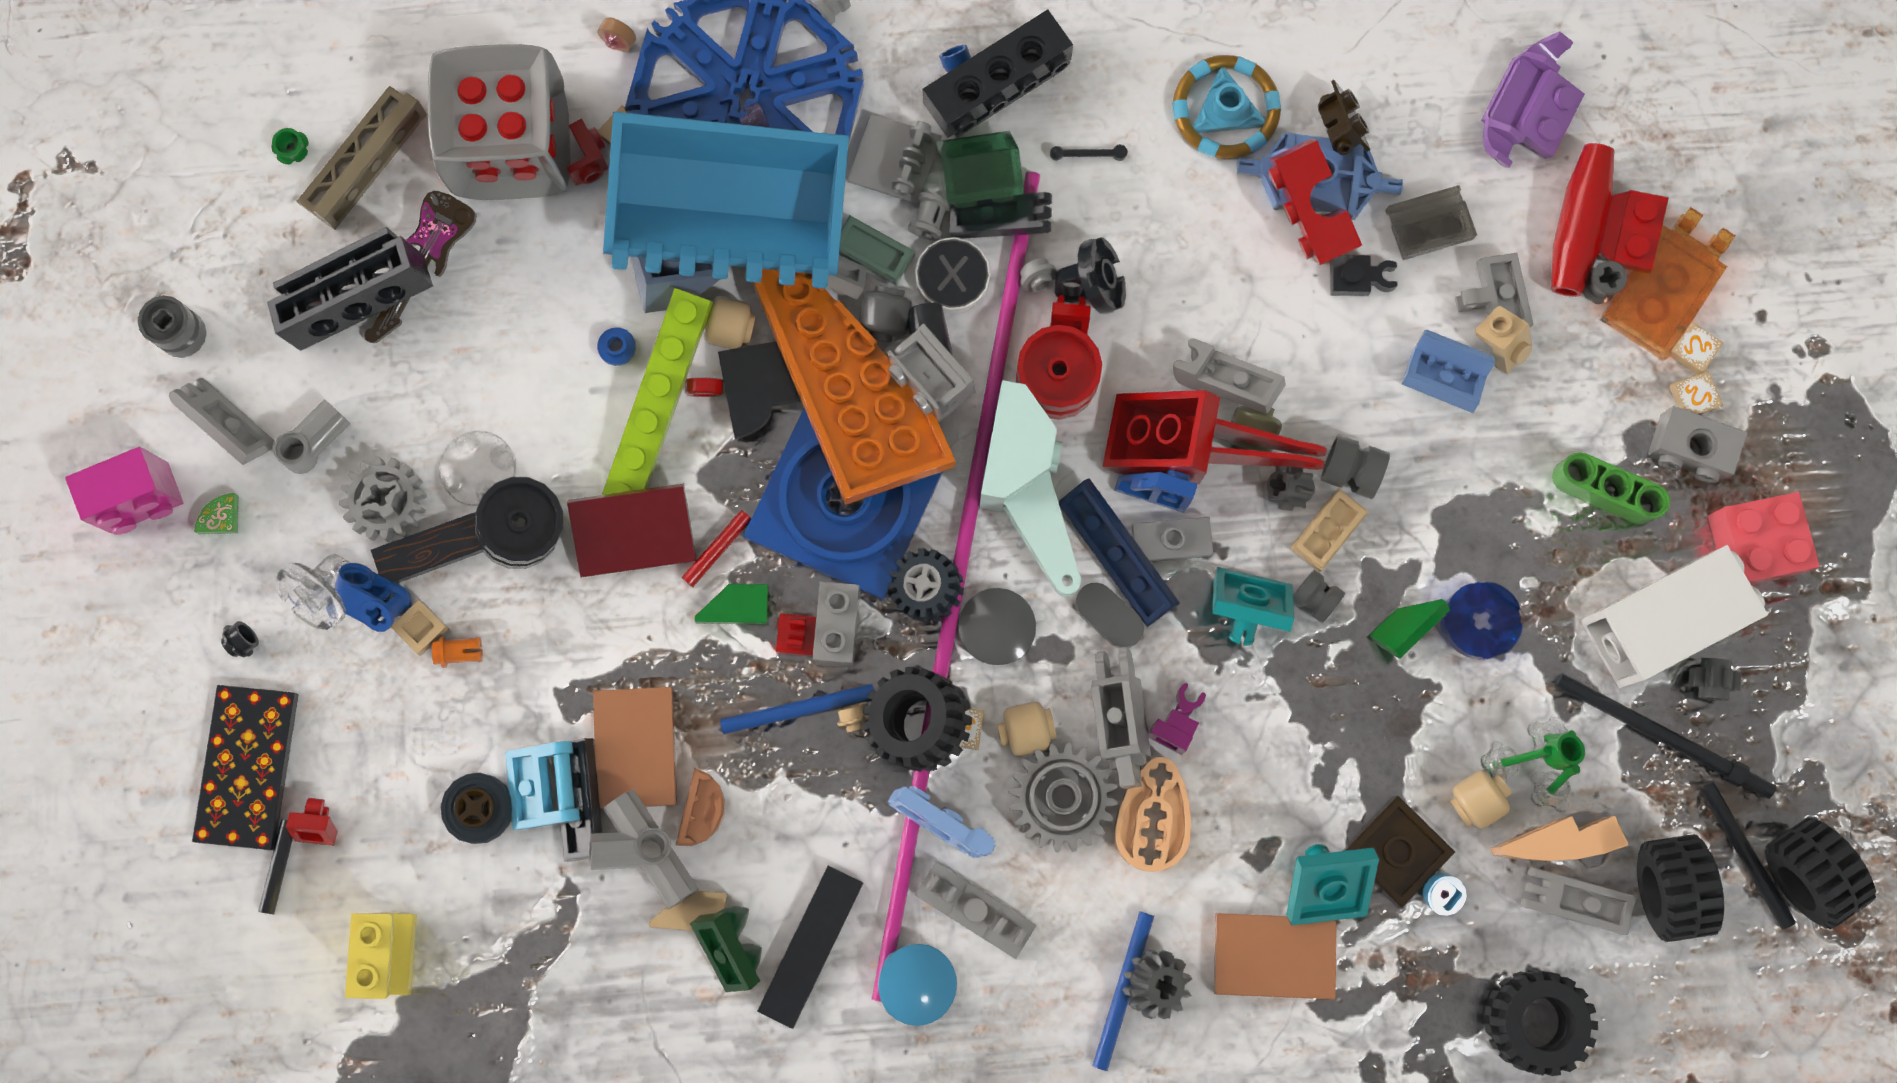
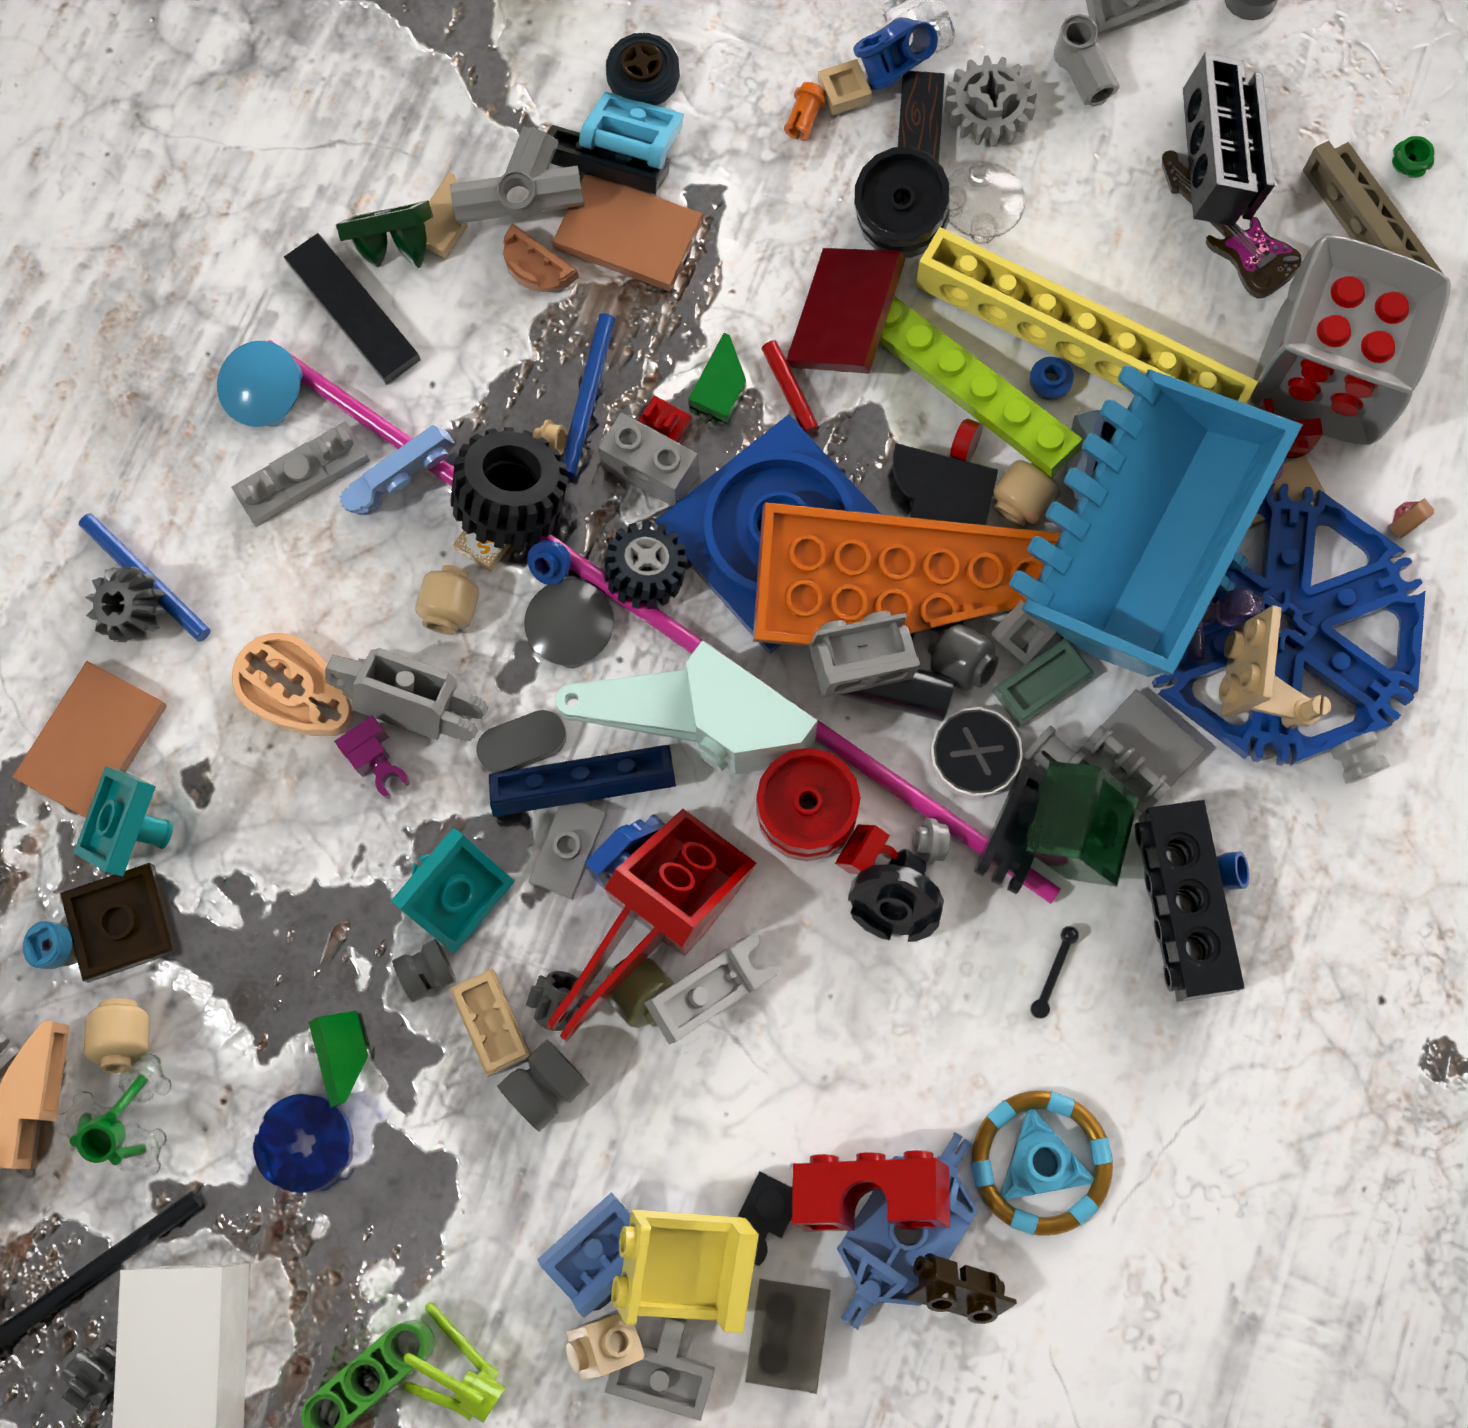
camera: 120 degrees right, 5 degrees down
(571, 334) = (1062, 319): none -> light yellow brick
(808, 90) = (1252, 680): none -> tan plate
(957, 663) = (556, 555): none -> blue plate
(1088, 793) = (343, 580): light grey gear -> none
(1427, 302) = (685, 1268): none -> light yellow panel
(1580, 414) = (475, 1393): none -> lime plant

